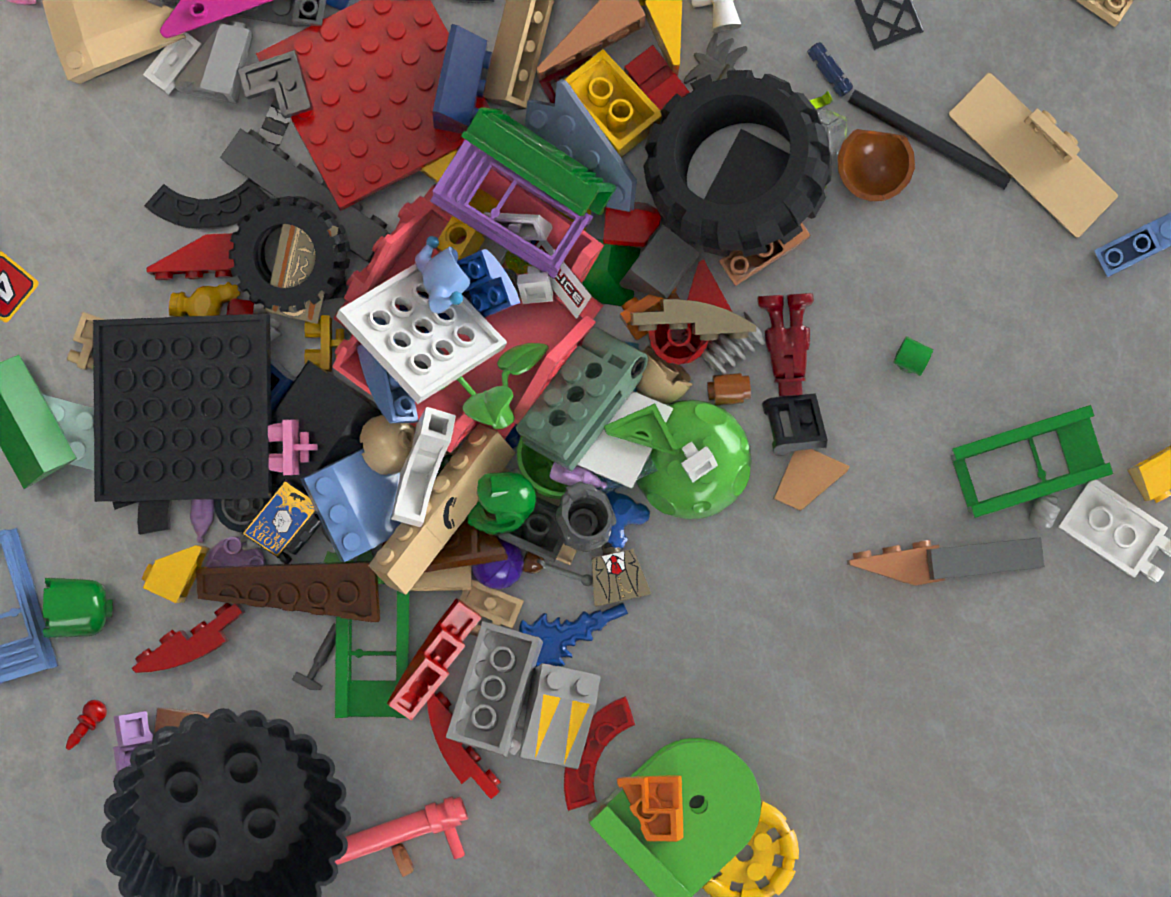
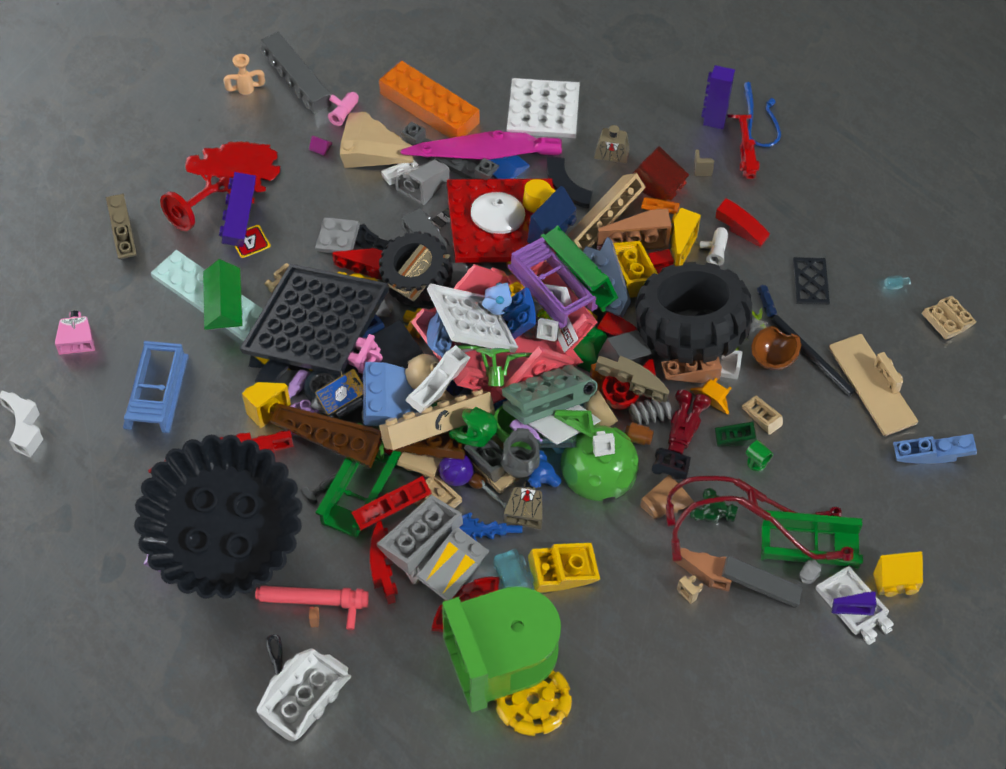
camera: 20 degrees right, 30 degrees down
(20, 58) = (319, 145): none -> magenta slope
(74, 607) = (196, 398): green cylinder -> none
(134, 227) = (337, 235): none -> light grey plate
(280, 75) = (454, 187): plate -> none
(370, 109) = (497, 213): none -> white dish
(418, 36) = (536, 193): none -> yellow piece
(643, 685) = (512, 570): none -> clear light blue brick
(656, 805) = (490, 612): orange slope -> none
(707, 645) = (563, 566): none -> yellow slope
(810, 273) = (716, 393): none -> light orange piece
(824, 218) = (731, 365): none -> white panel
(878, 466) = (714, 511): none -> dark green animal
(888, 607) = (688, 590): none -> tan tile
(889, 316) = (736, 441): none -> dark green slope
(914, 287) = (768, 424): none -> tan slope
(946, 484) = (751, 504): none -> dark red bar
(1130, 541) = (855, 604): none -> dark purple slope

